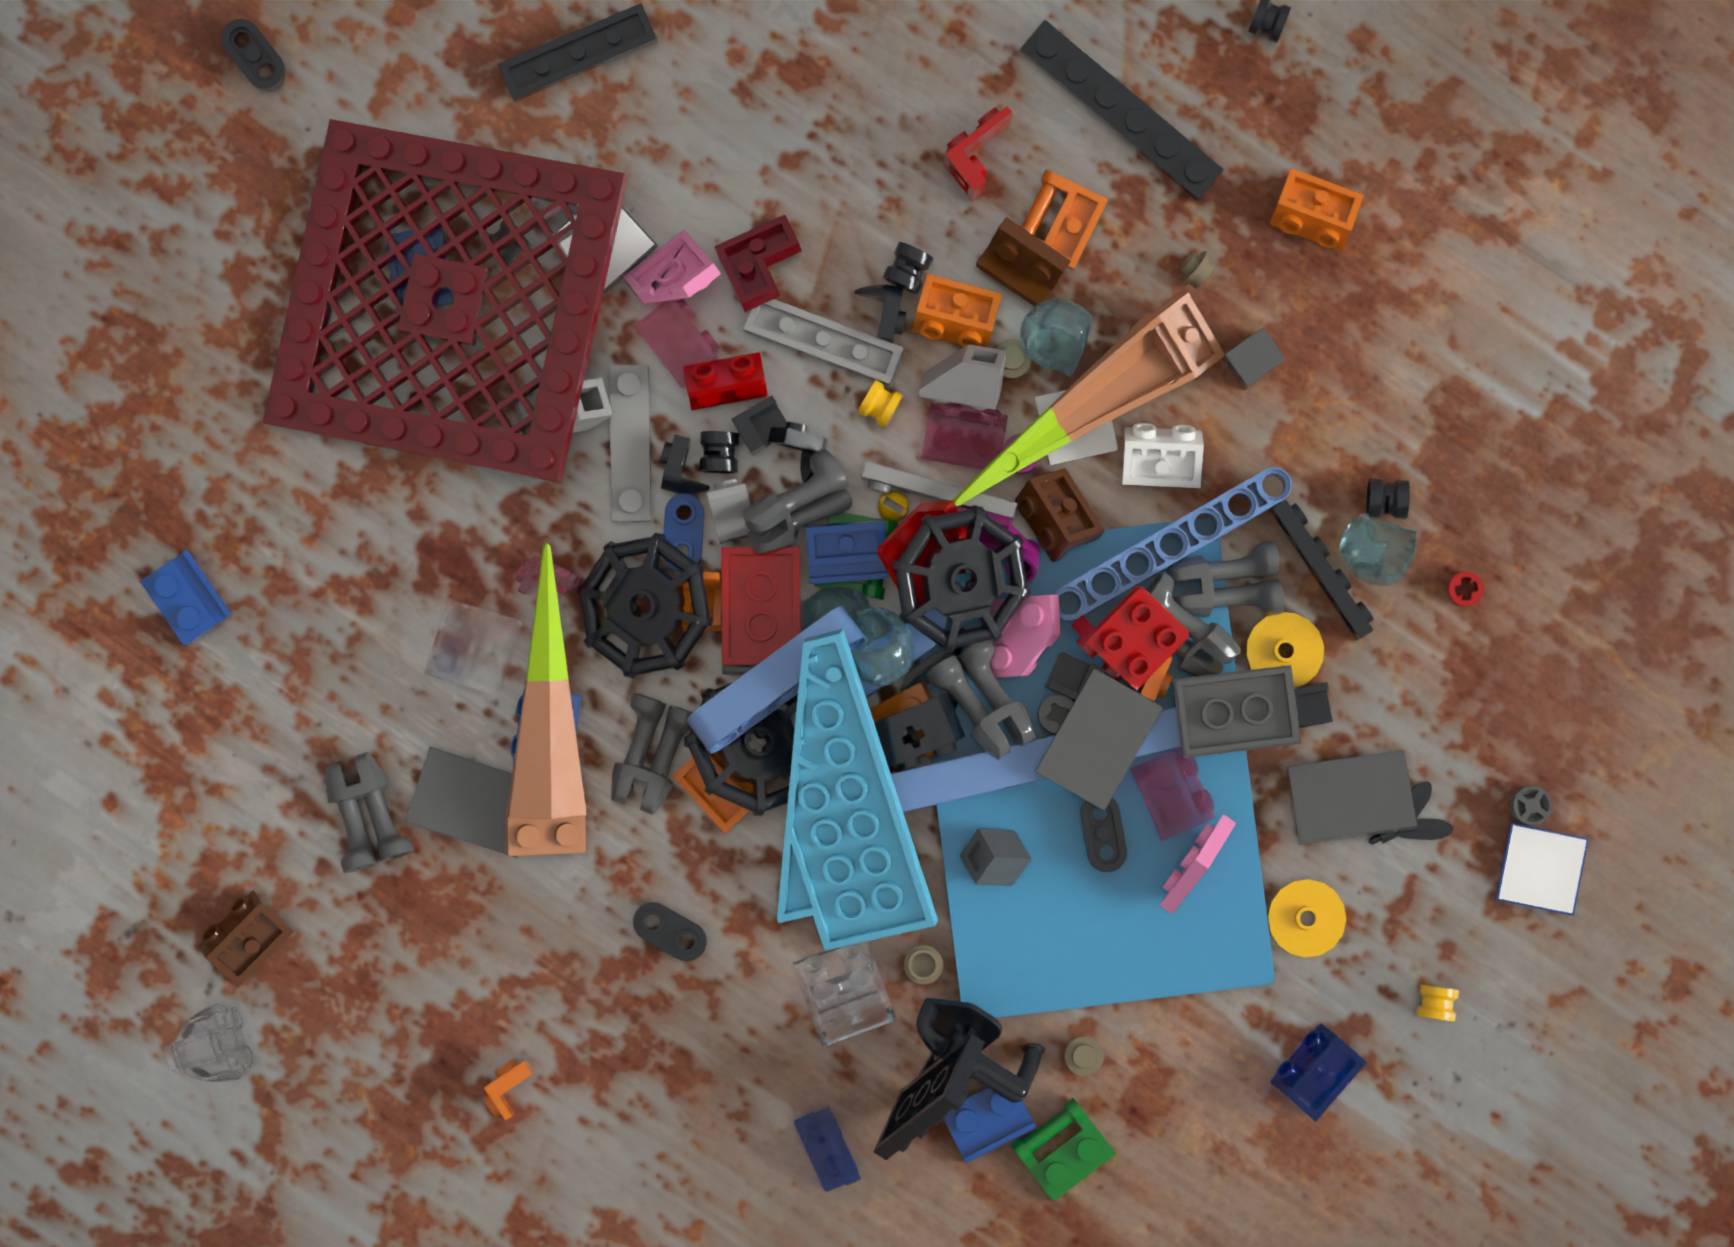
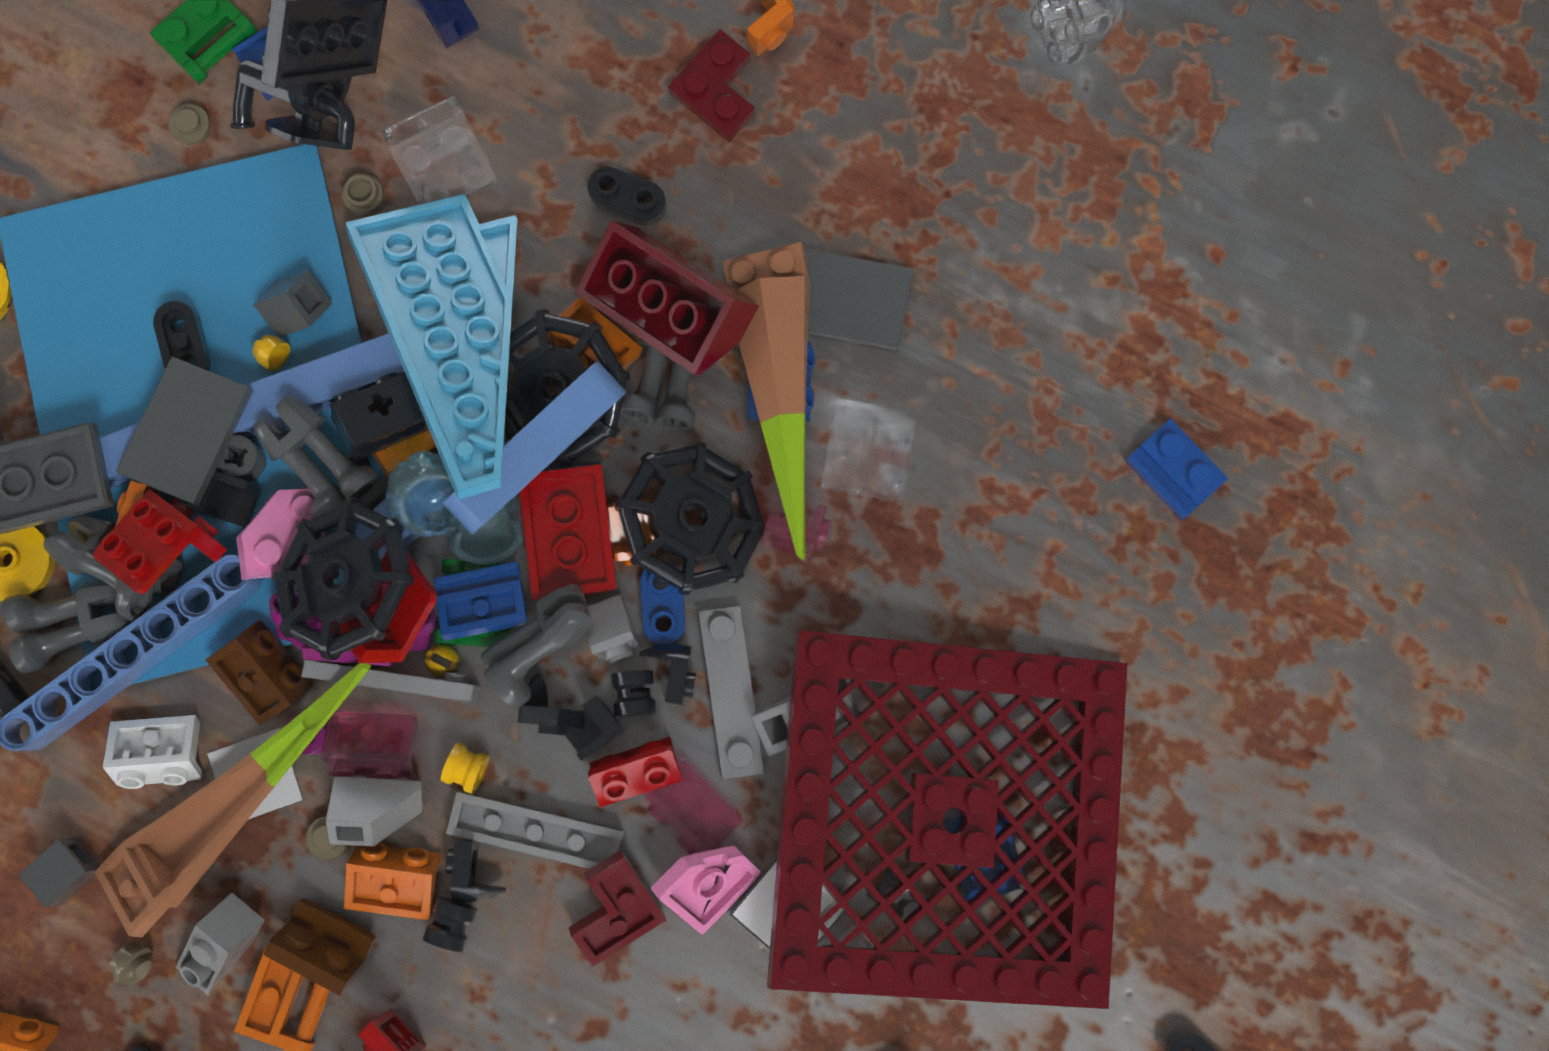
camera: 170 degrees right, 5 degrees down
(244, 938) = (1059, 133): reddish brown bracket -> none
(361, 852) = (952, 230): dark grey piece -> none
(581, 1031) = (705, 87): none -> dark red plate
(643, 813) = (664, 298): none -> dark red slope
(1021, 814) = (271, 352): none -> yellow hinge
(1056, 334) = (278, 871): clear light blue piece -> none
(1116, 276) = (218, 943): none -> light grey slope
(1173, 793) = (108, 388): clear pink bracket -> none
(1196, 863) = (72, 318): bright pink plate -> none

